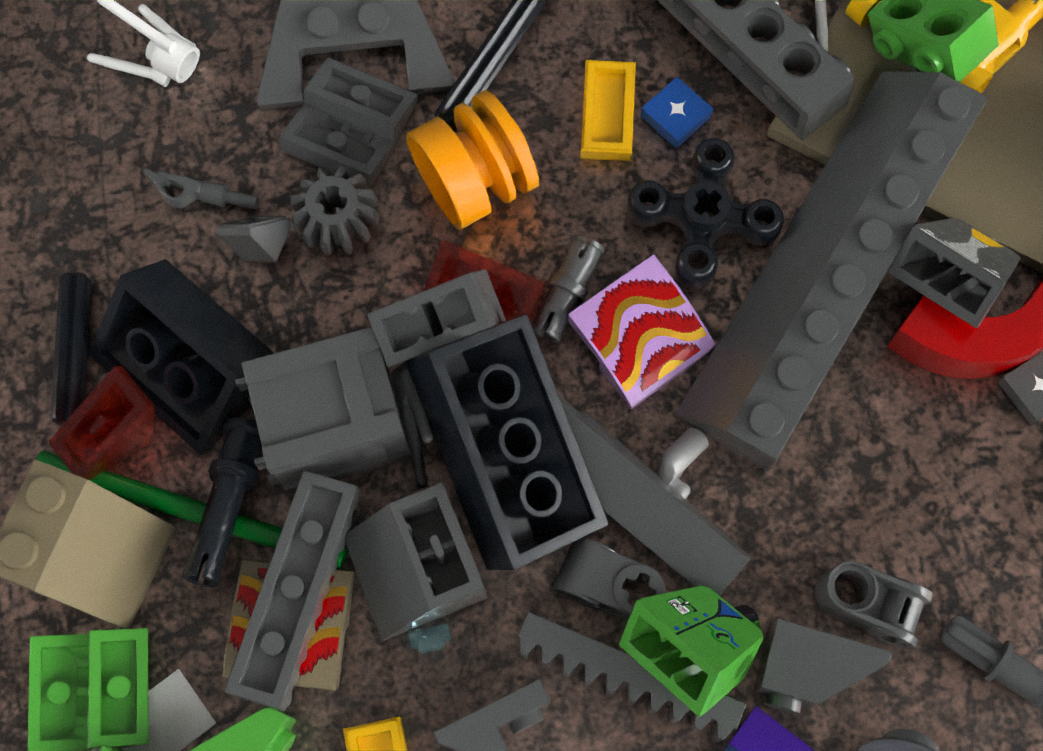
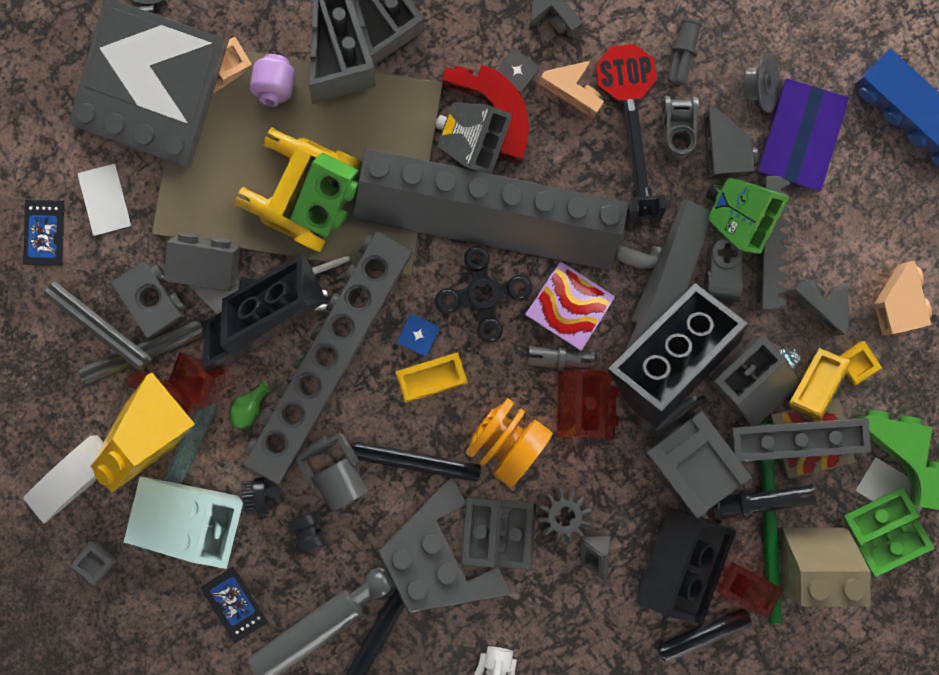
camera: 115 degrees left, 15 degrees up
(196, 190) = (578, 607): dark grey hand -> none
(369, 665) = (819, 384): none -> yellow tile
(436, 317) = (626, 419): dark grey brick -> none
(979, 549) = (626, 77): none -> black piece
(999, 453) = (565, 85): none -> light nougat slope

